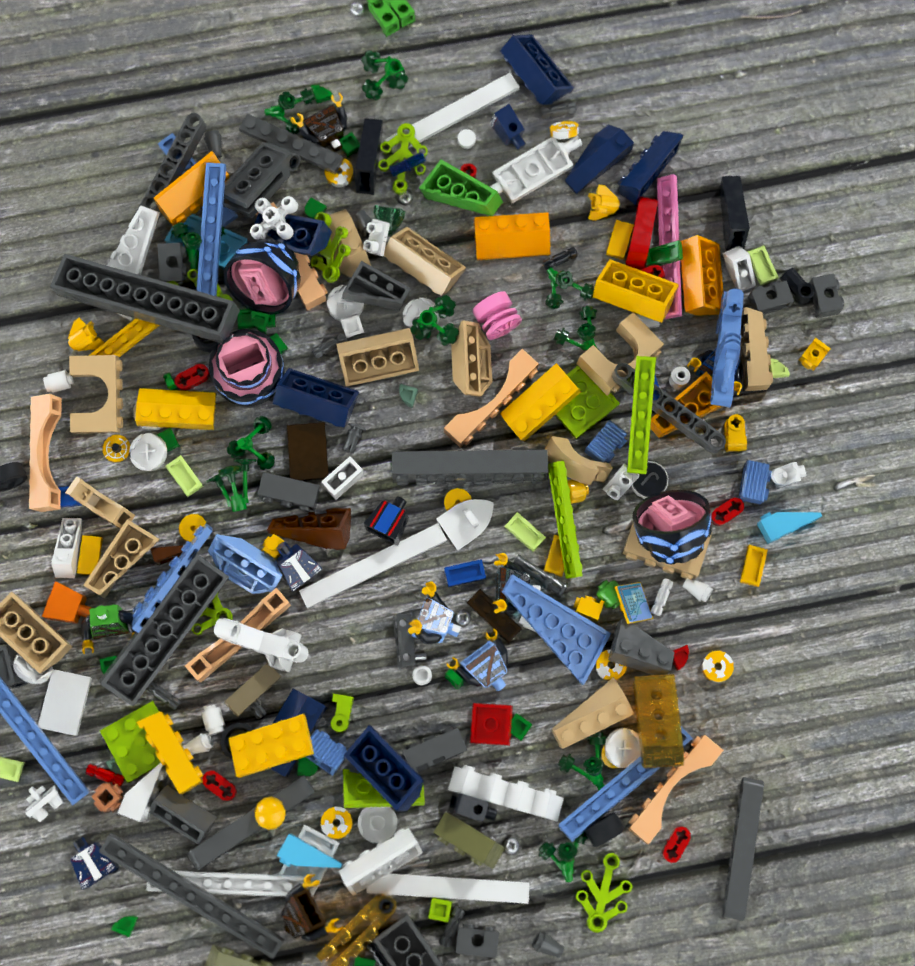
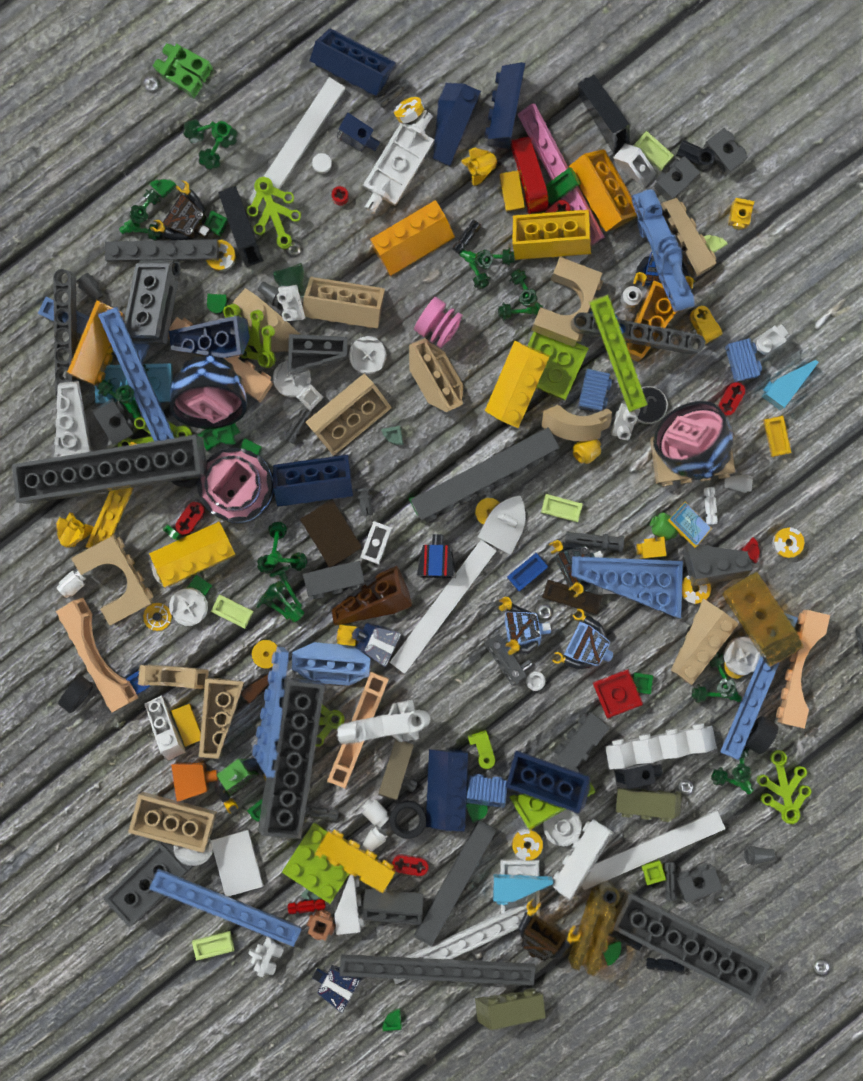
camera: 25 degrees left, 10 degrees up
(270, 813) = (468, 868): yellow hair -> none
(271, 746) = (439, 811): yellow plate -> none
(274, 218) = (188, 335): white gear -> none
(407, 164) = (281, 217): clear blue axle -> none
(428, 321) = (376, 364): dark green plant -> none
(454, 679) = (565, 670): green tile -> none
(458, 189) = (339, 218): bright green wedge -> none
(465, 425) = (482, 363): light nougat arch -> none
(554, 560) = (601, 514): yellow tile -> none
(564, 519) = (593, 481): lime plate -> none
(680, 847) = (821, 715): red beam -> none

